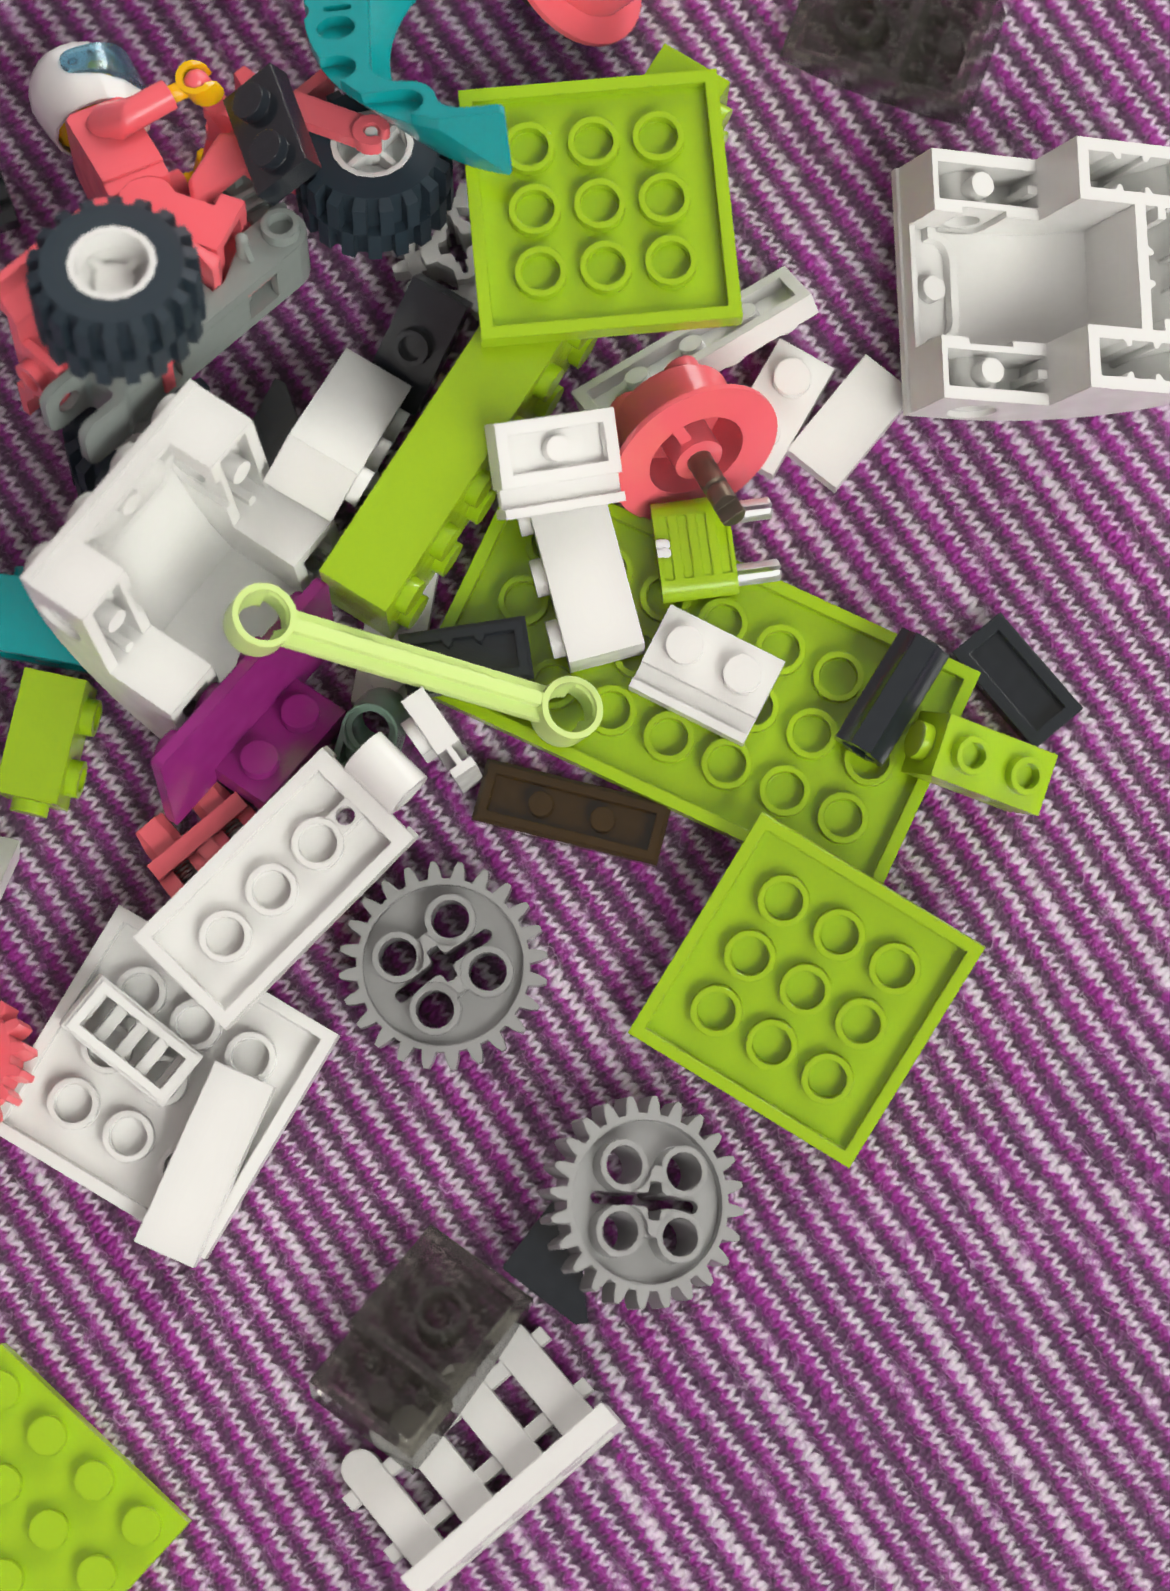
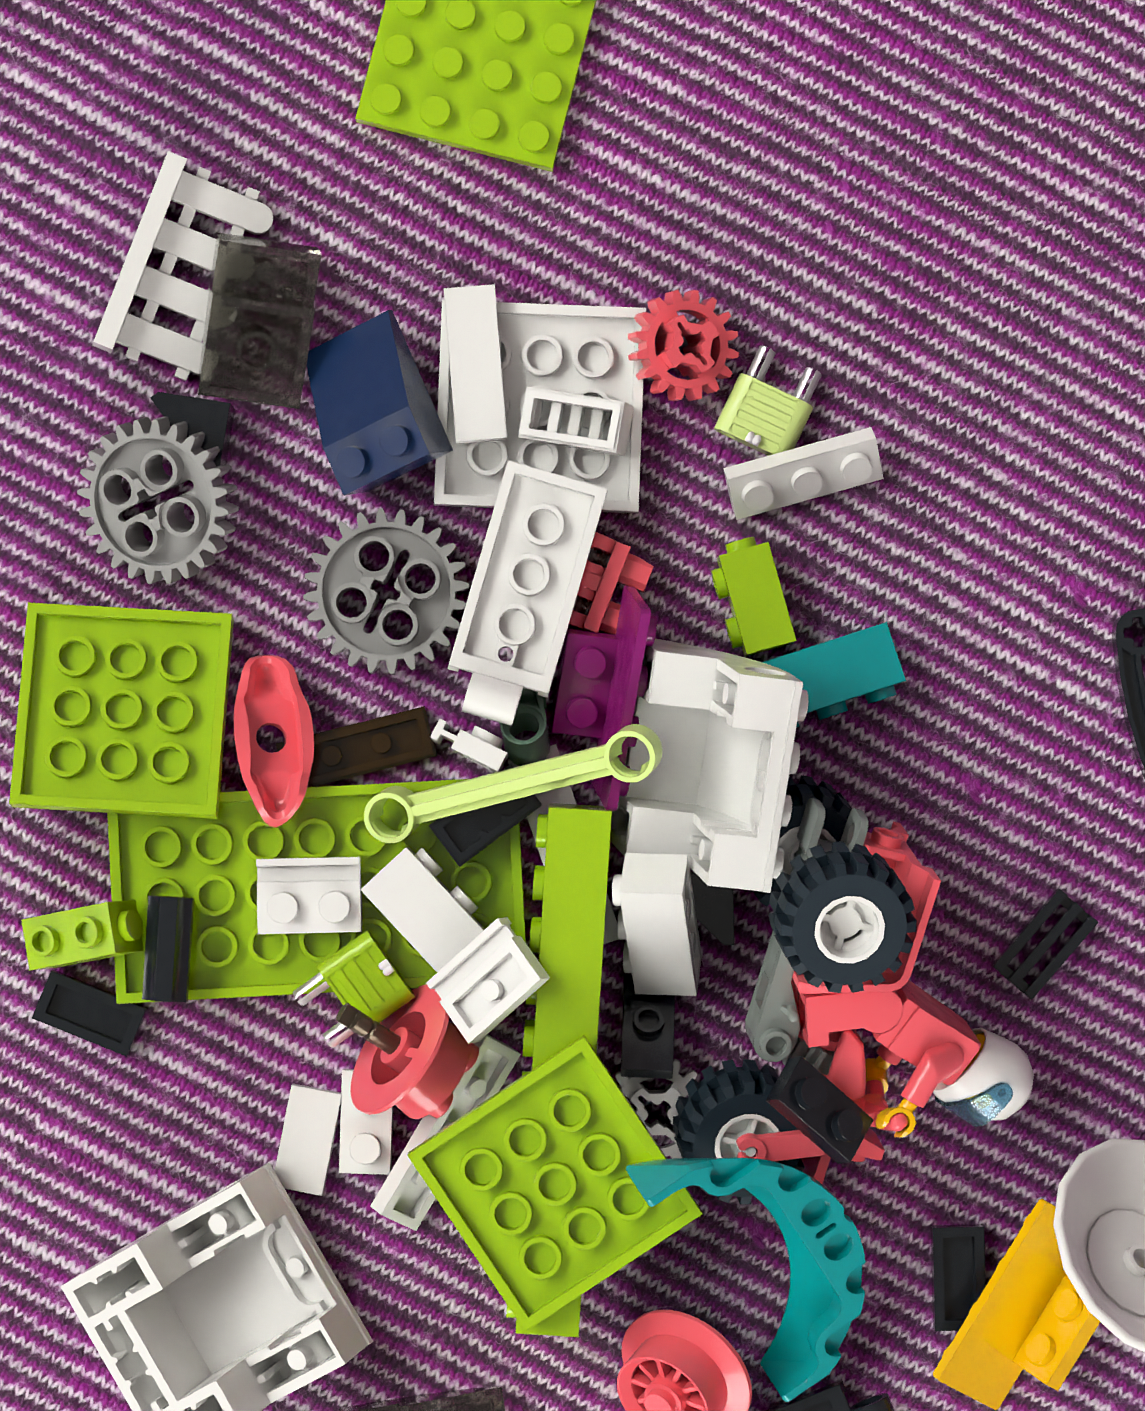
camera: 145 degrees right, 5 degrees up
(344, 1181) = (373, 406): none -> dark blue slope
(630, 915) = (273, 697): none -> coral piece

